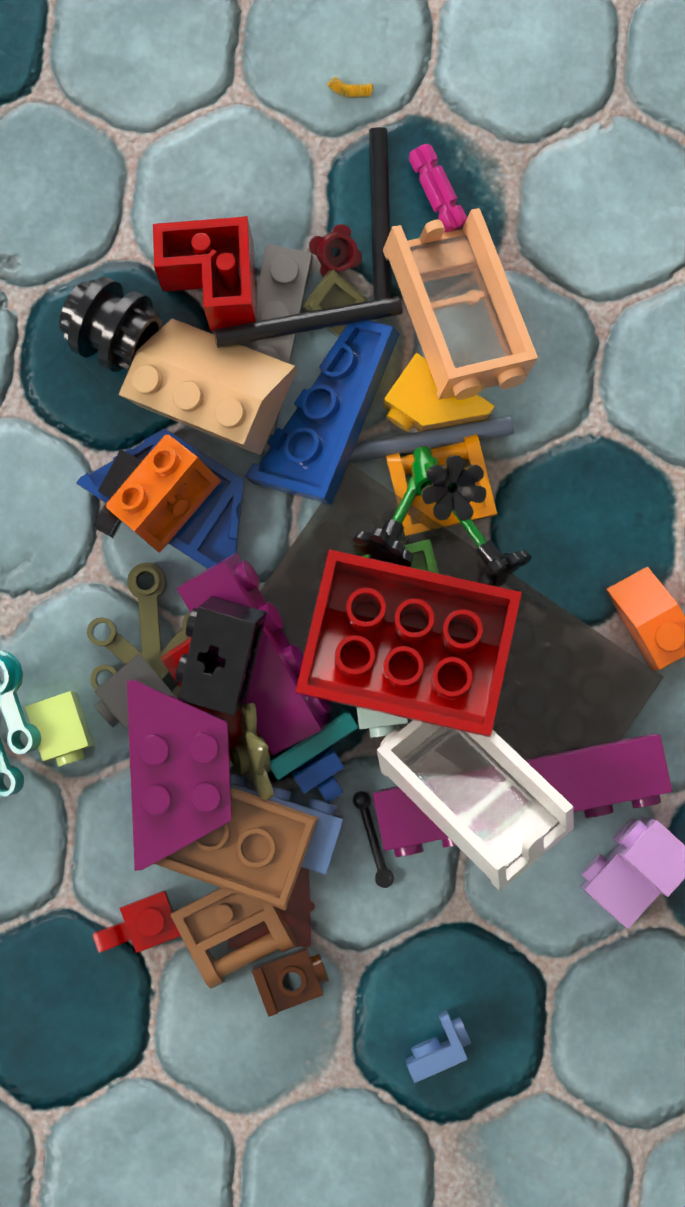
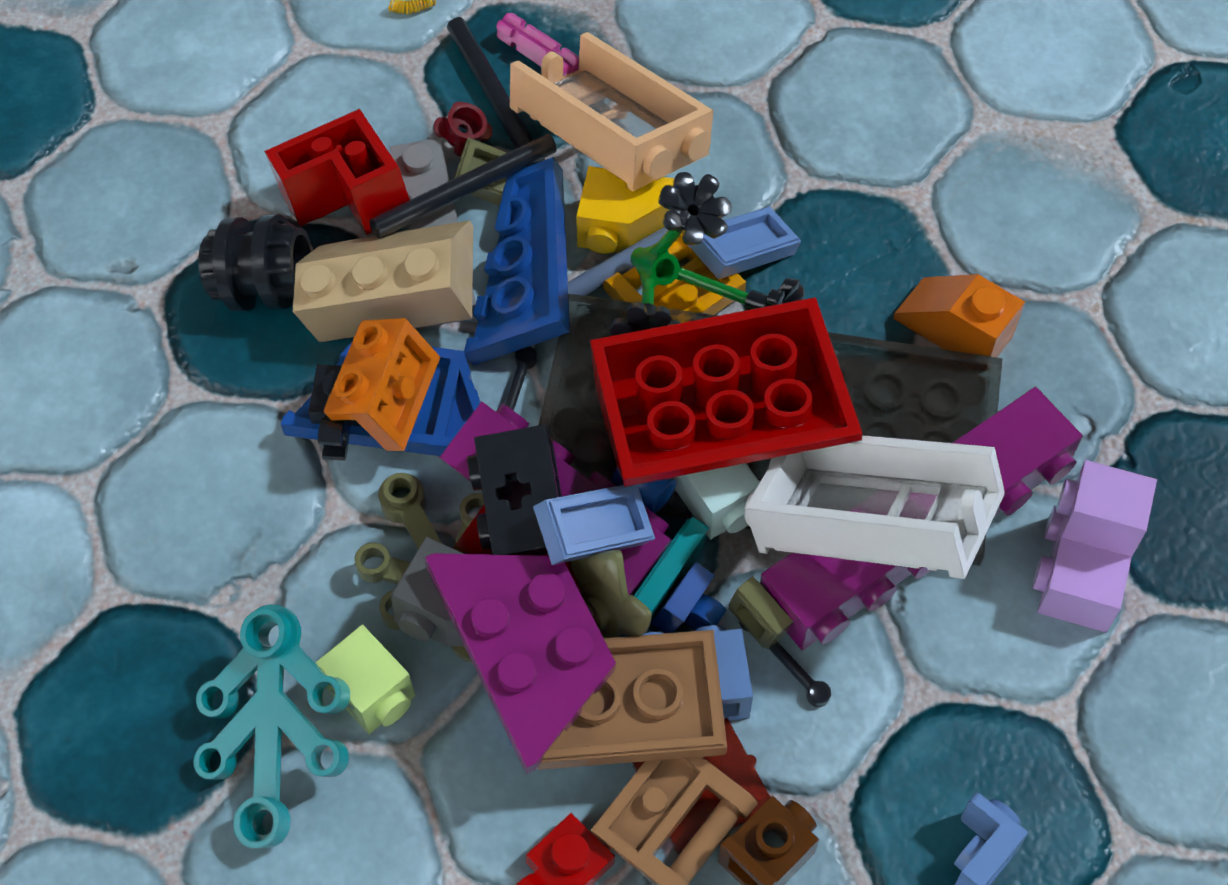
camera: 25 degrees left, 25 degrees down
(248, 554) = (525, 359): none -> black hinge
(260, 709) = (593, 523): none -> medium blue tile
(363, 810) = (759, 613): none -> olive tile
(519, 473) = (747, 243): none -> medium blue tile

